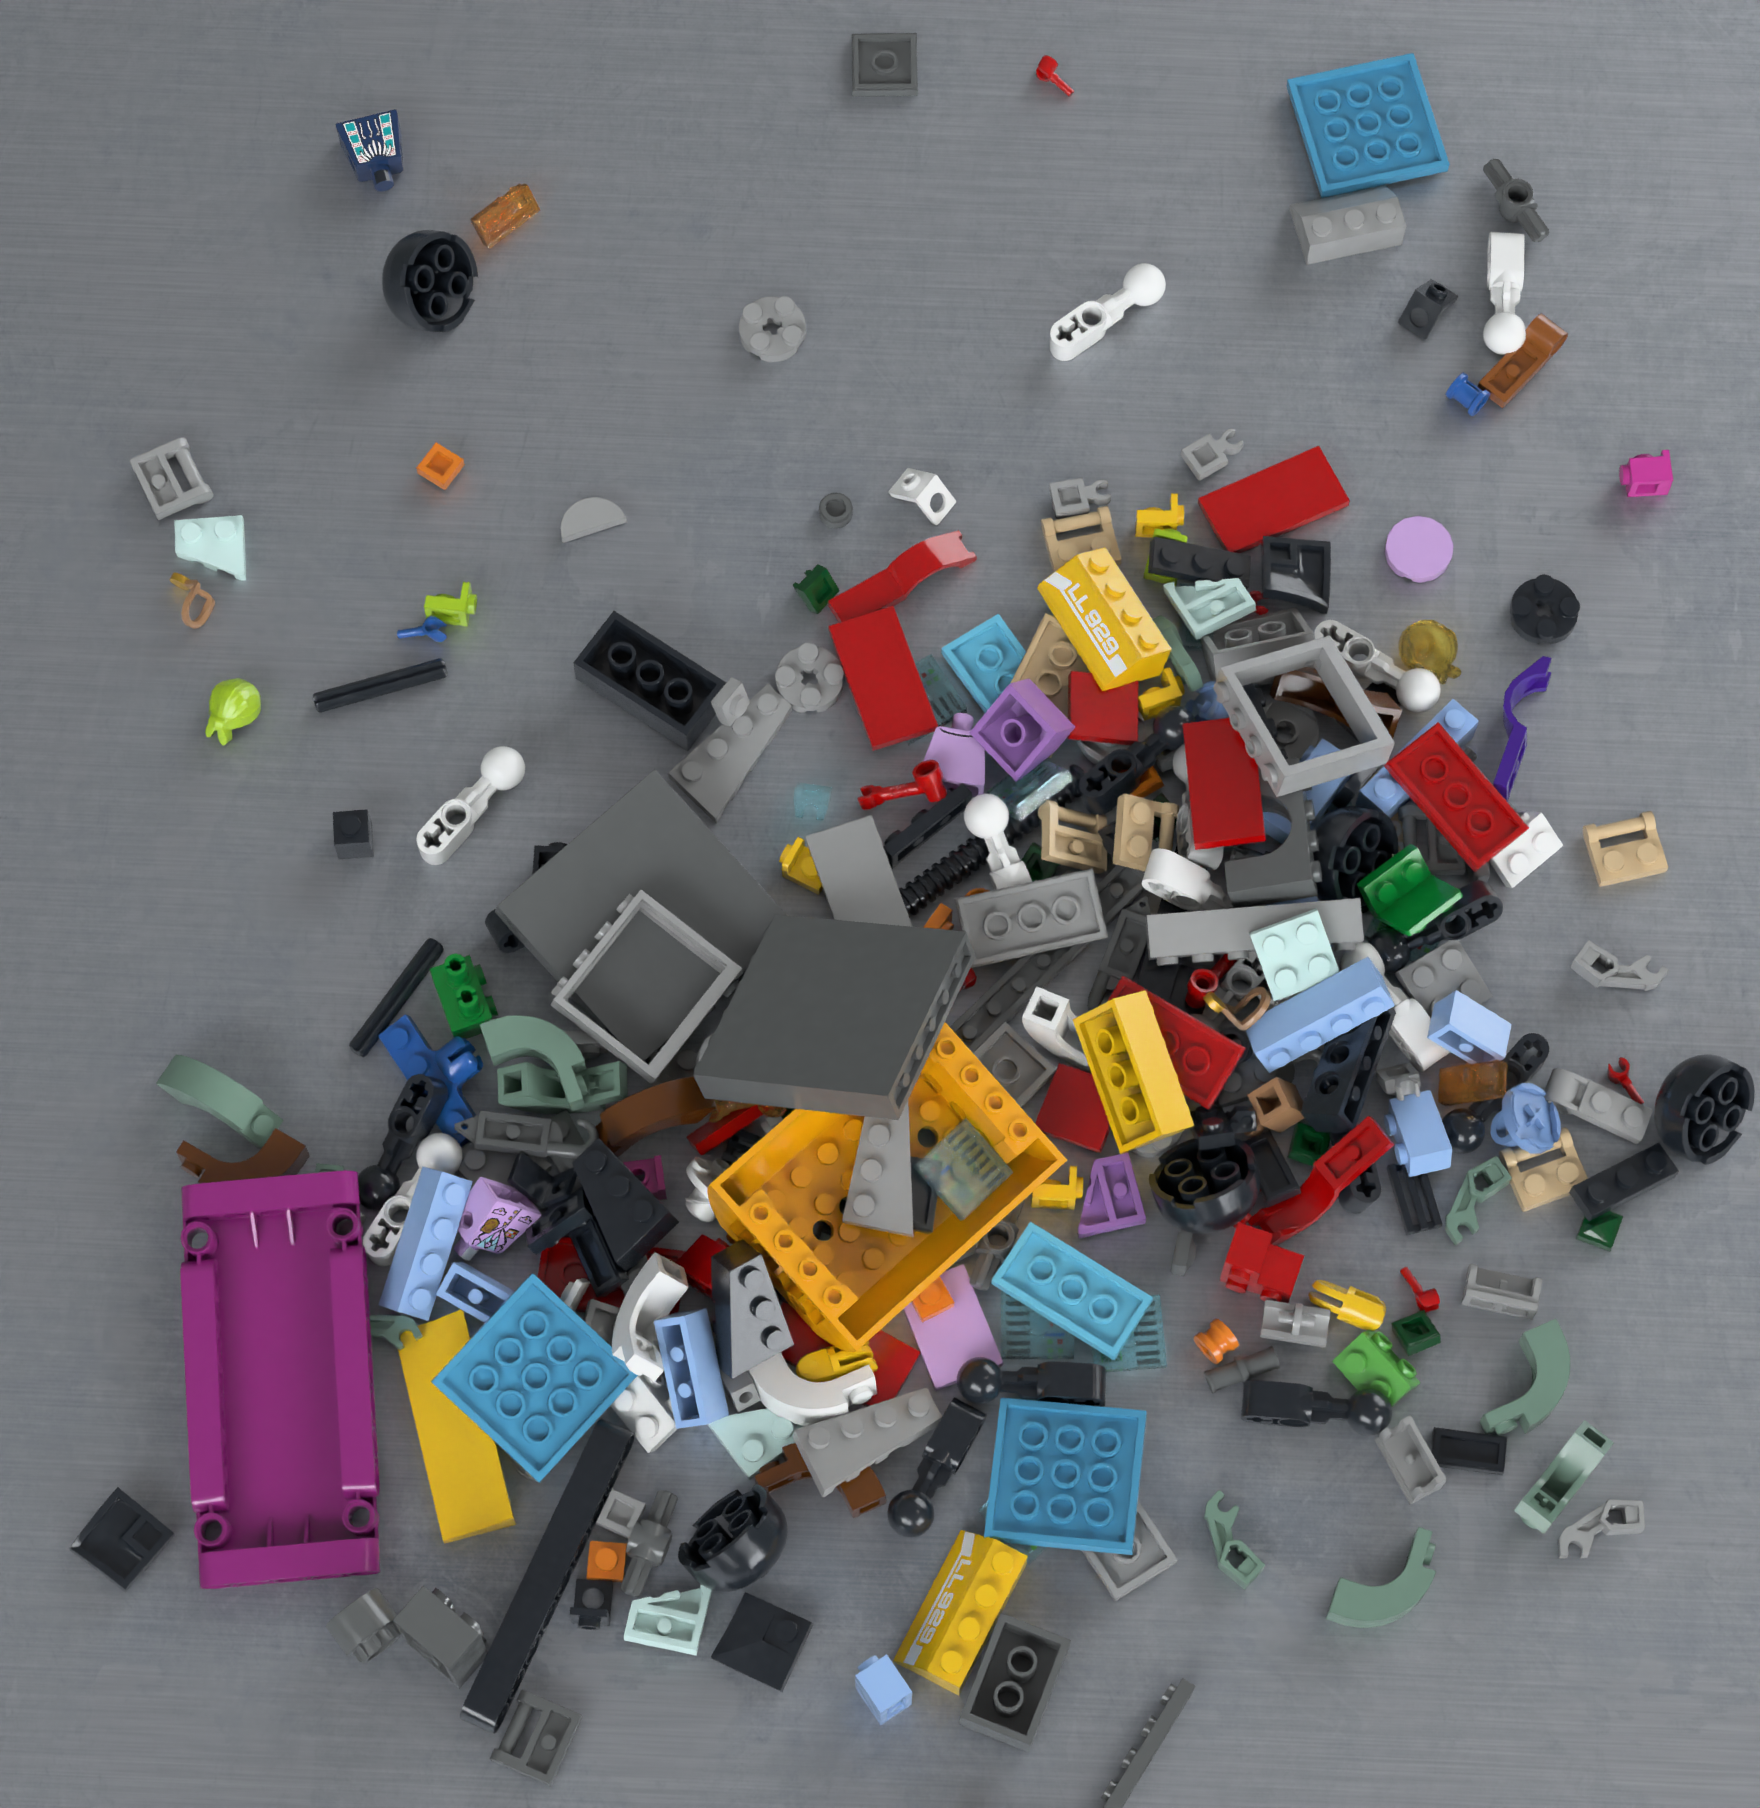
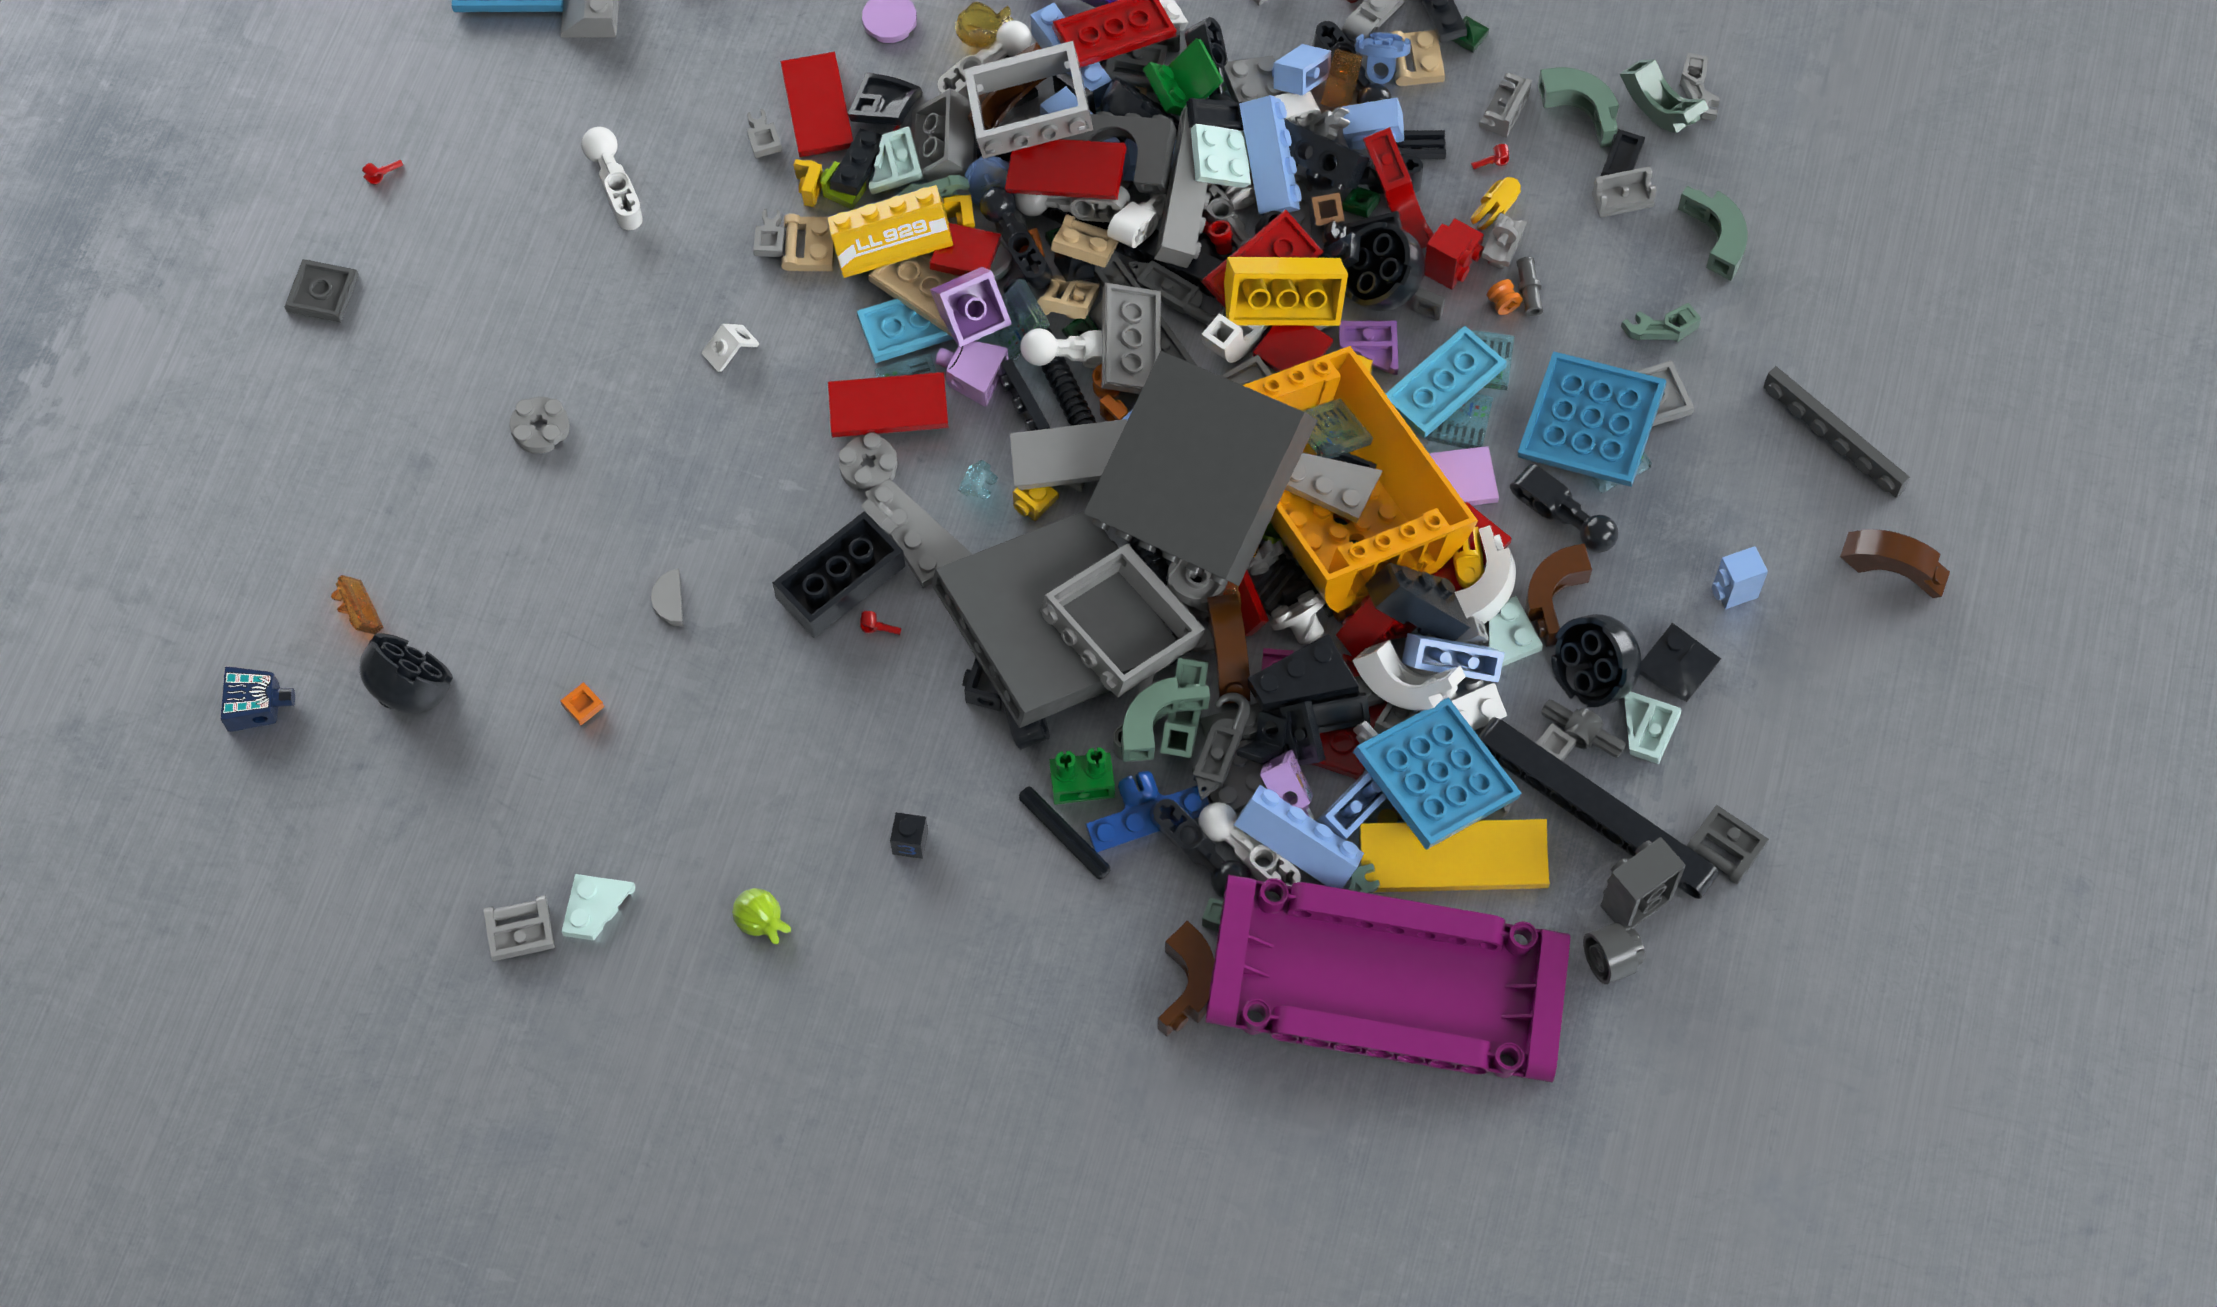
camera: 75 degrees left, 5 degrees down
(121, 1540) = (1498, 1138): black plate -> none
(194, 586) = (624, 935): medium nougat piece -> none
(221, 1096) = (1120, 985): sand green arch -> none
(380, 685) = (773, 792): black axle -> none
(429, 628) = (732, 748): blue hand -> none
(450, 609) = (720, 720): lime bracket -> none
(500, 770) = (884, 707): white beam -> none
(588, 1617) = (1634, 782): black bracket -> none
(606, 1561) = (1591, 764): orange plate -> none
(607, 730) = (869, 624): none -> red hand
(816, 588) = (792, 437): dark green tile -> none
(835, 510) = (722, 412): dark grey tile -> none
(851, 1442) = (1535, 549): light grey wing -> none
(902, 576) = (802, 379): red piece -> none
(927, 781) = (995, 385): red brick -> none
(961, 1610) = (1682, 515): yellow slope -> none
(1014, 1682) = (1749, 488): dark grey brick -> none
(1059, 1382) = (1502, 460): black beam -> none
(1218, 1006) = (1261, 205): medium nougat piece -> none
(1299, 1406) = (1582, 211): black beam -> none
(1347, 932) = (1214, 113): none -> black tile
(1373, 1365) = (1550, 200): bright green bracket -> none
(1416, 1332) = (1526, 166): dark green tile -> none
(1463, 1210) = (1425, 108): sand green piece -> none

